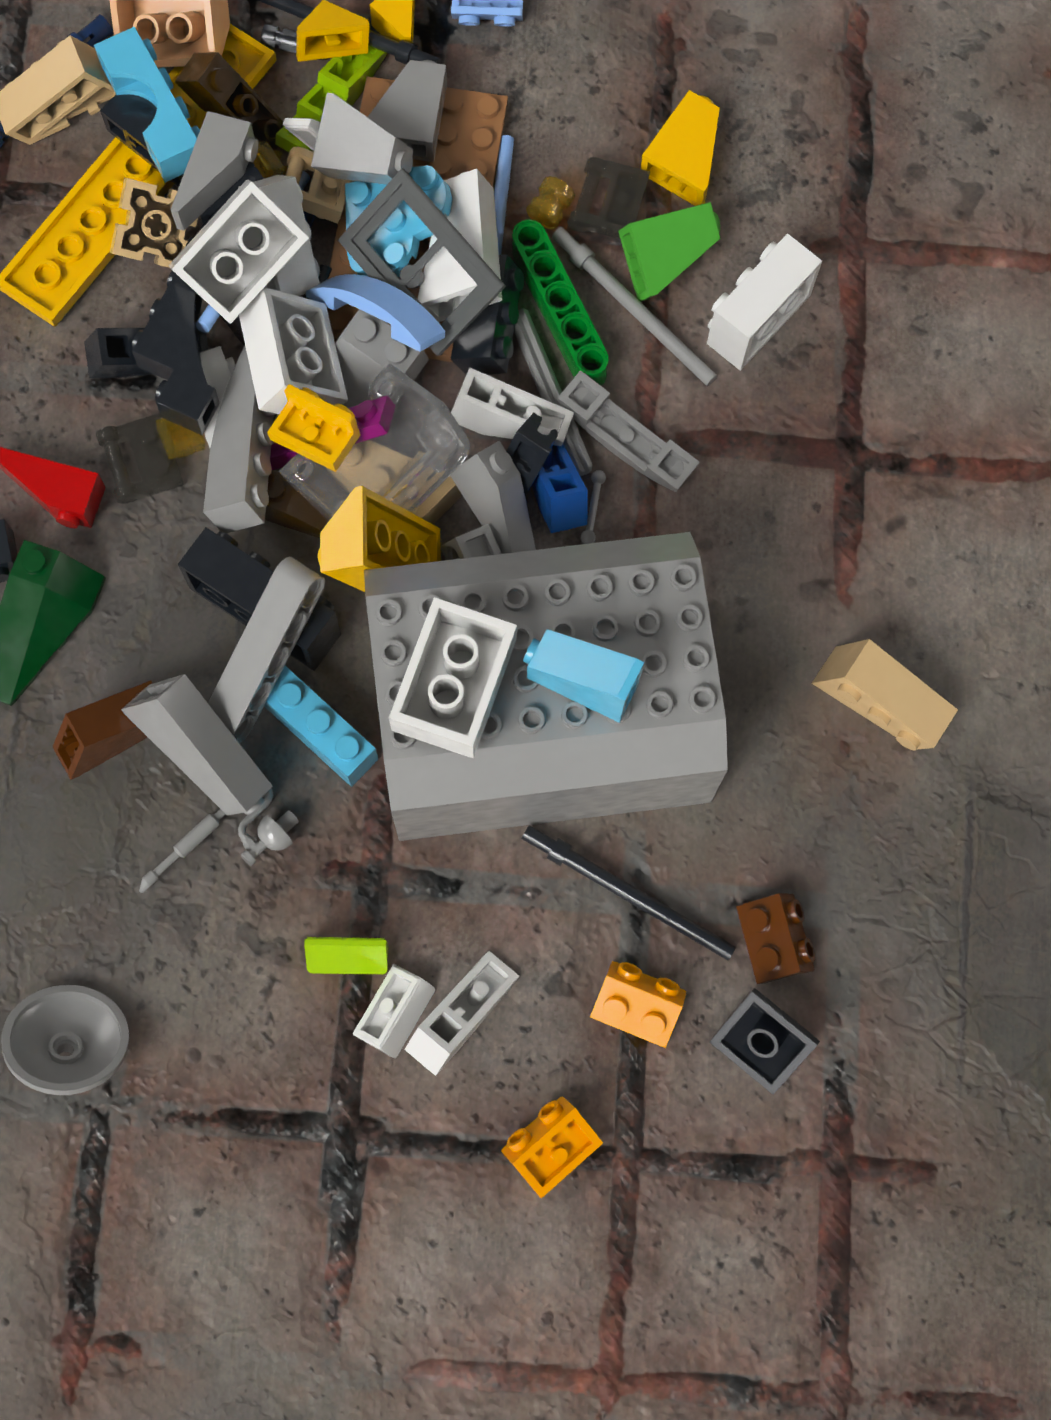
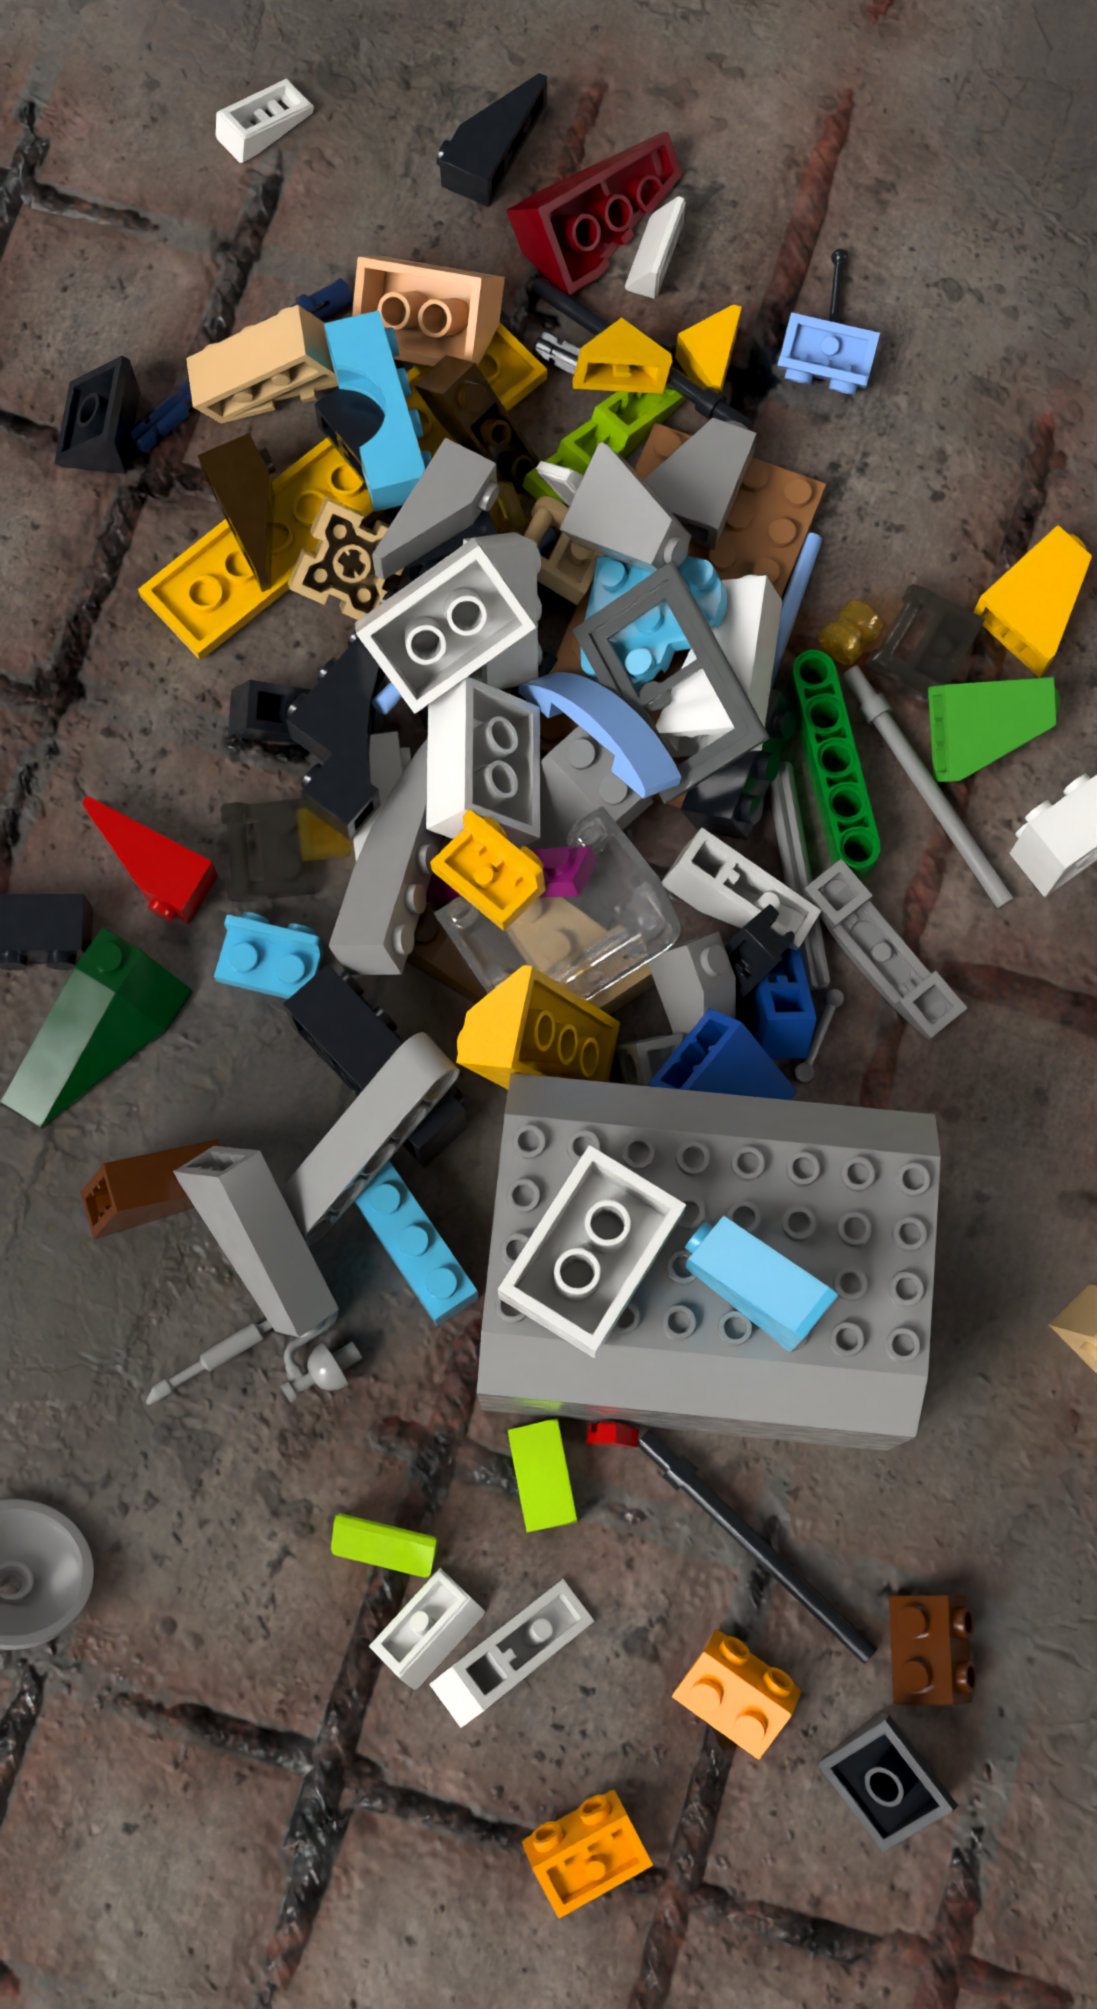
camera: 15 degrees right, 0 degrees up
(57, 186) = (244, 492): none -> dark brown slope
(157, 536) = (268, 956): none -> medium azure bracket
(456, 877) = (542, 1475): none -> lime slope
(501, 834) = (612, 1435): none -> red tile
(521, 528) = (723, 1059): none -> blue slope

